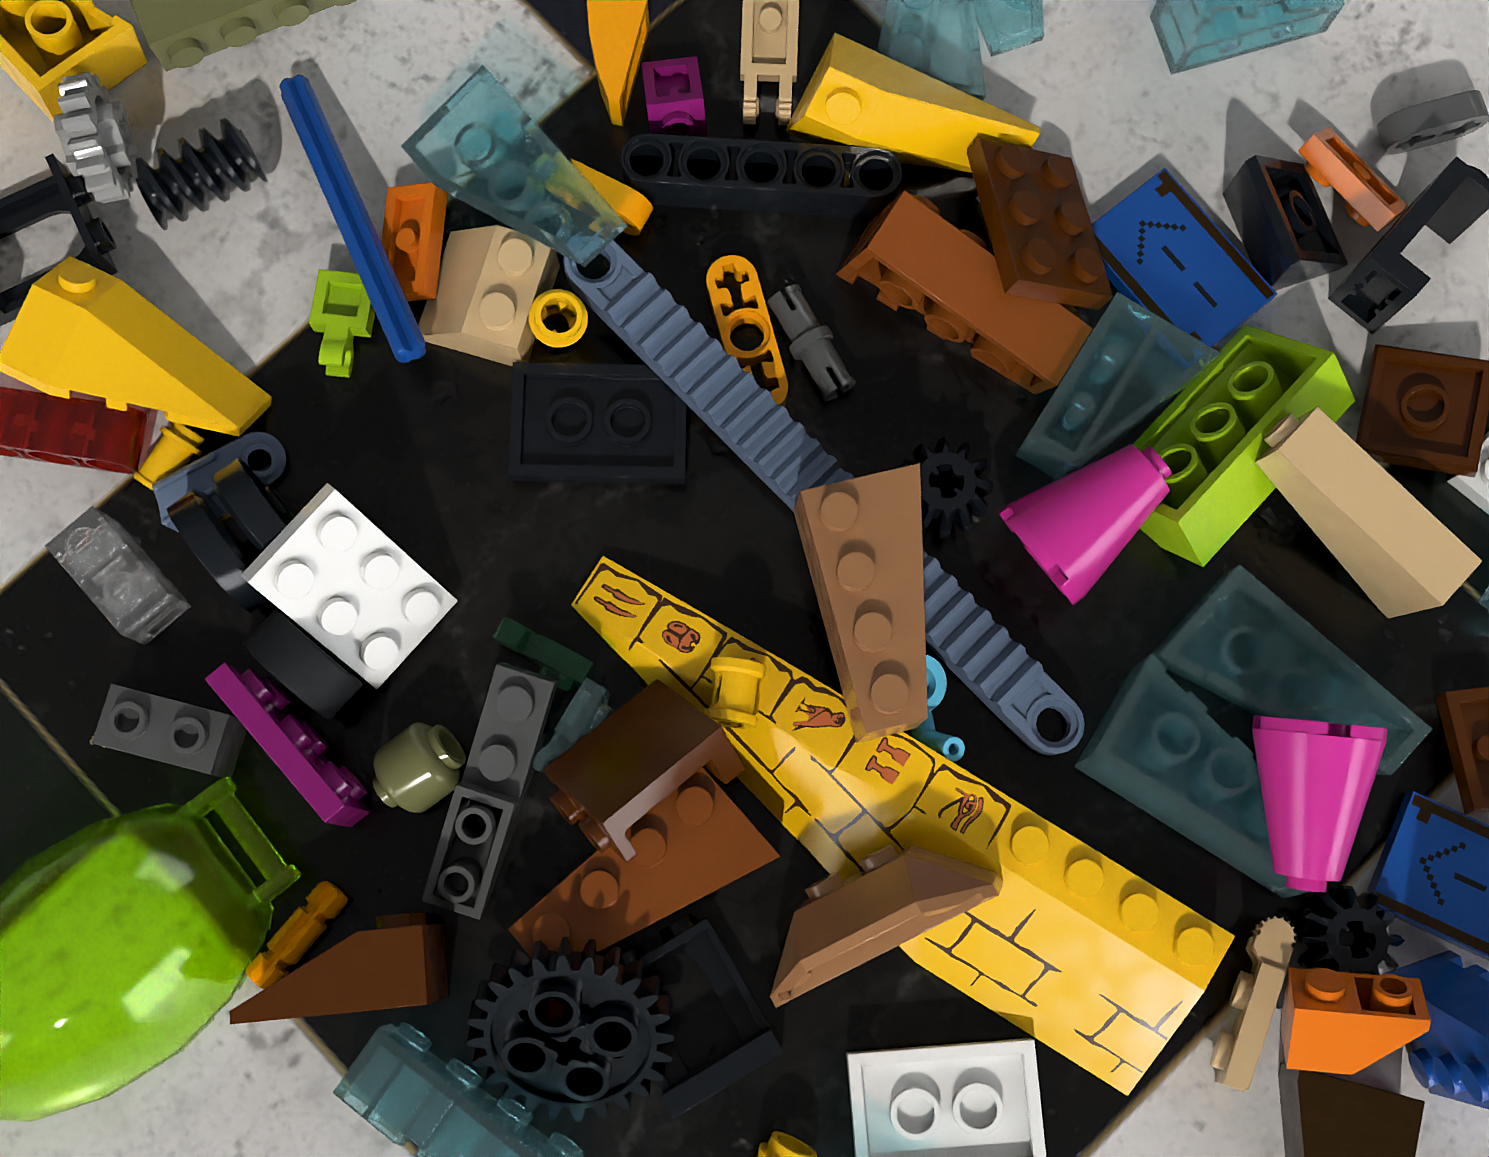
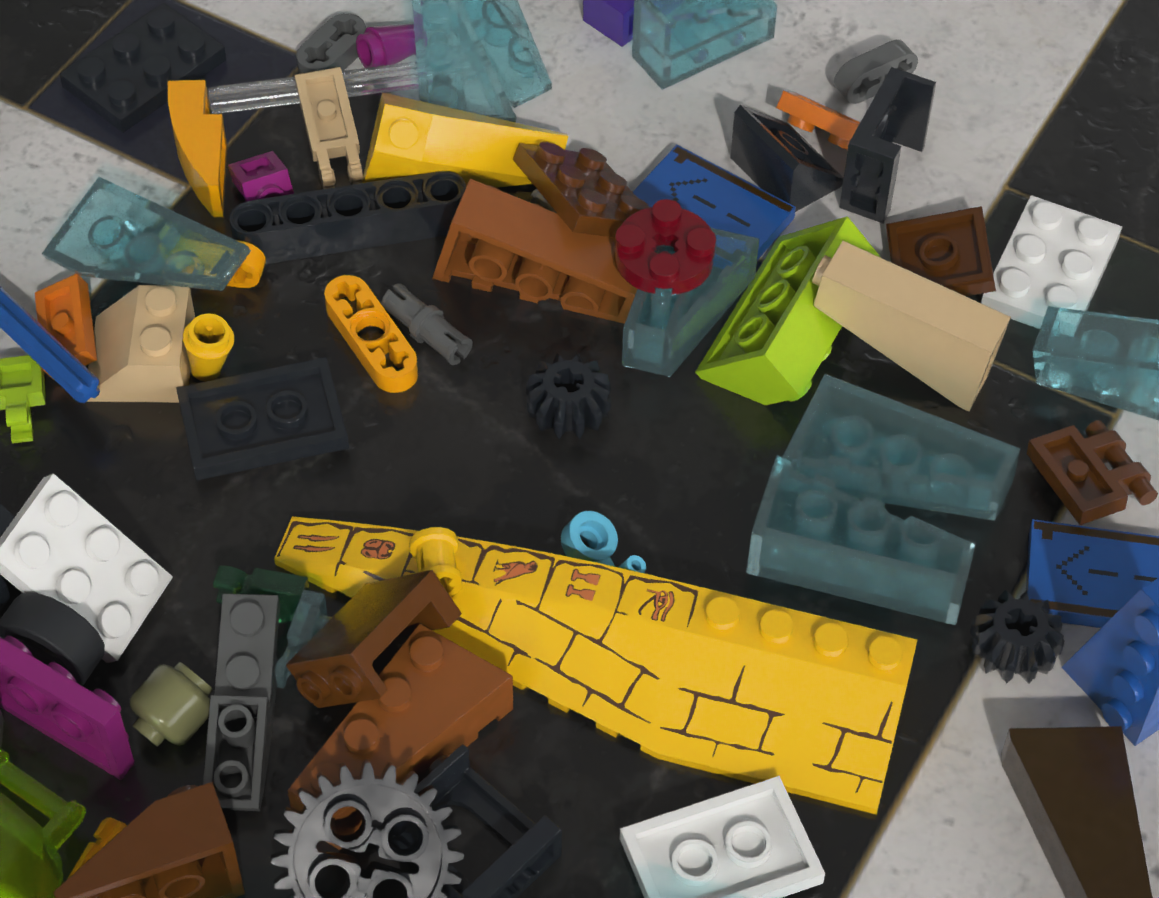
camera: 15 degrees left, 25 degrees down
(792, 462) = (478, 424): sand blue gear -> none
(870, 590) = (528, 458): medium nougat wedge -> none
(874, 913) = (607, 701): medium nougat wedge -> none
(1088, 516) = (689, 377): dark pink cone -> none
(1118, 313) = (670, 226): none -> dark red plate
(1256, 999) = (956, 699): tan hinge -> none
(1314, 793) = (934, 493): dark pink cone -> none
(1348, 1018) = (1031, 679): orange slope -> none

